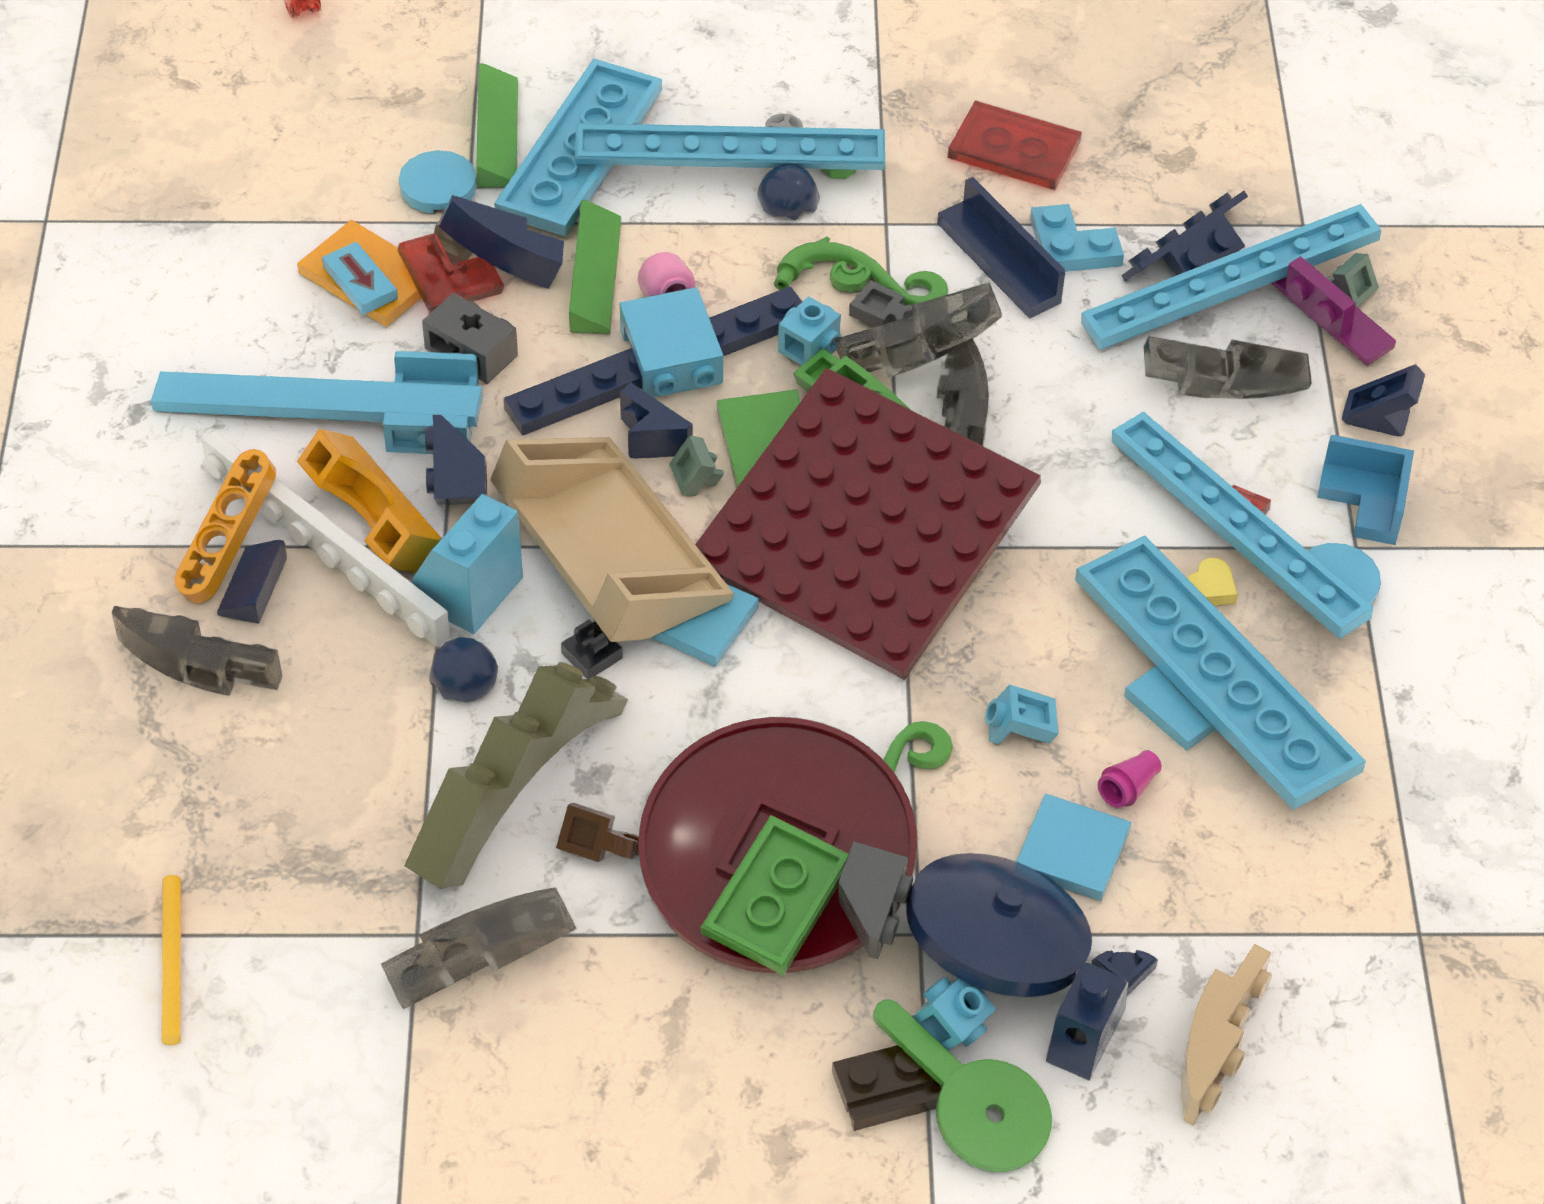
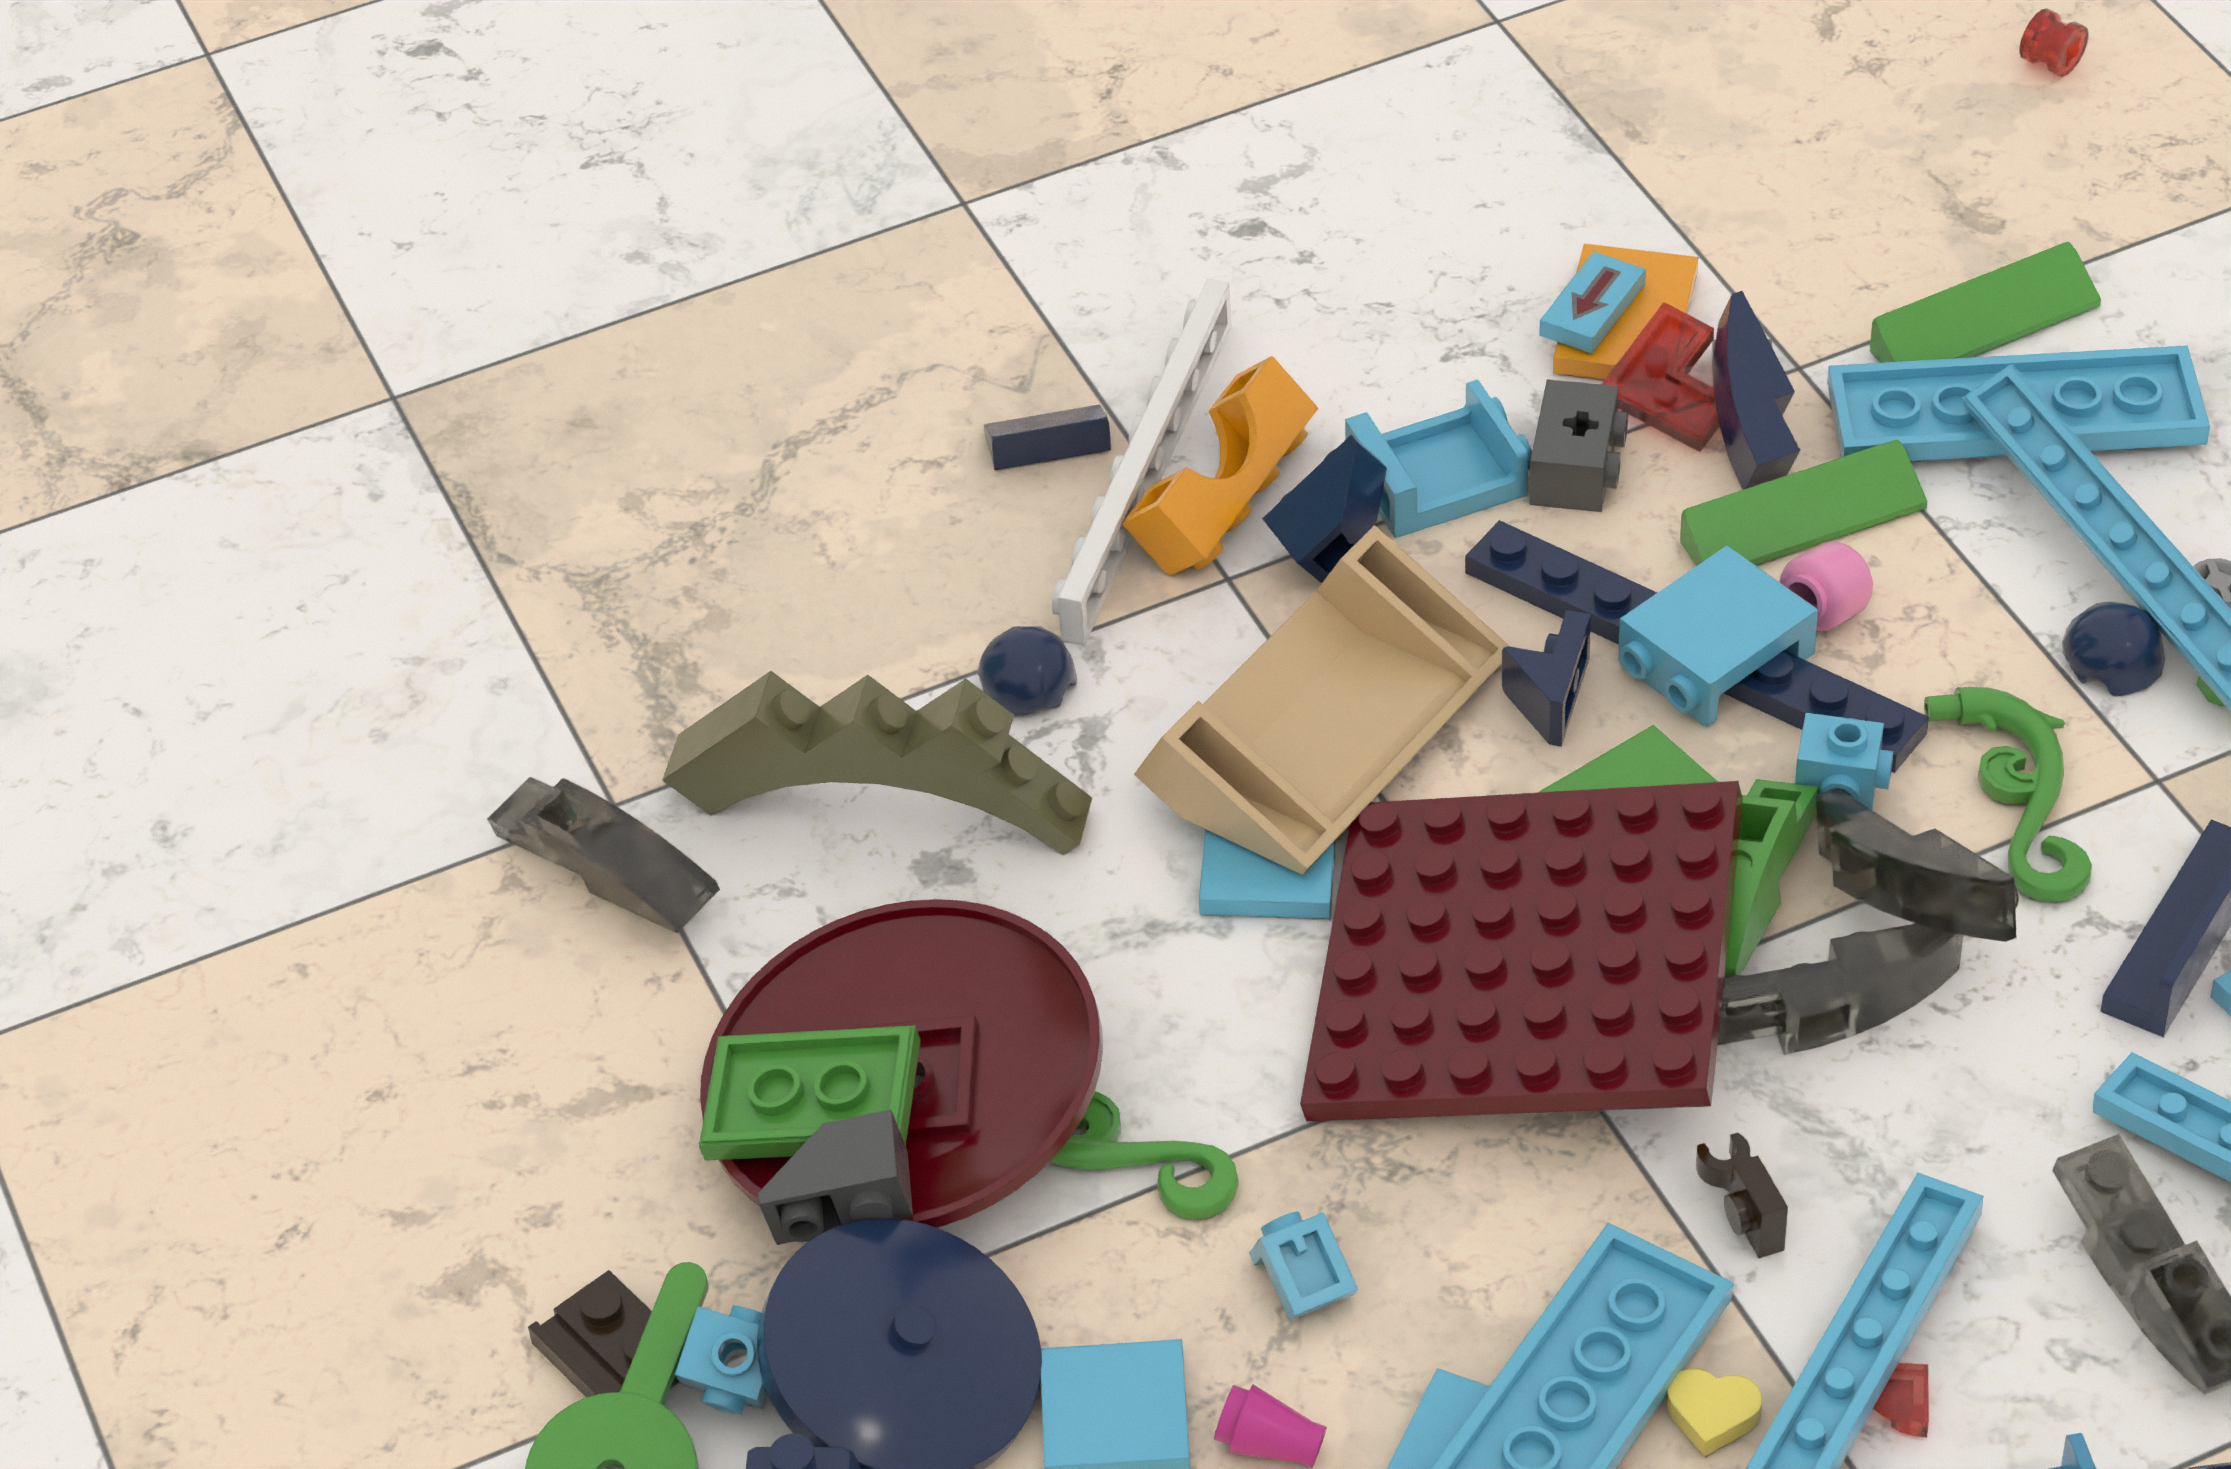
camera: 70 degrees right, 5 degrees down
(171, 960) = (460, 608): yellow bar -> none
(180, 652) = (897, 426): clear smoke slope -> none
(219, 524) = (1147, 345): light orange beam -> none
(310, 397) = (1369, 359): medium azure tile -> none
(434, 177) = (1835, 305): medium azure tile -> none
(474, 564) = (1167, 592): medium azure slope -> none
(590, 835) = (833, 884): reddish brown plate -> none
(591, 649) = (1122, 787): black tile -> none
(695, 466) = (1514, 747): sand green tile -> none
(879, 305) = (1969, 818): dark grey plate -> none
(1088, 504) = (1753, 1201): none -> dark brown plate

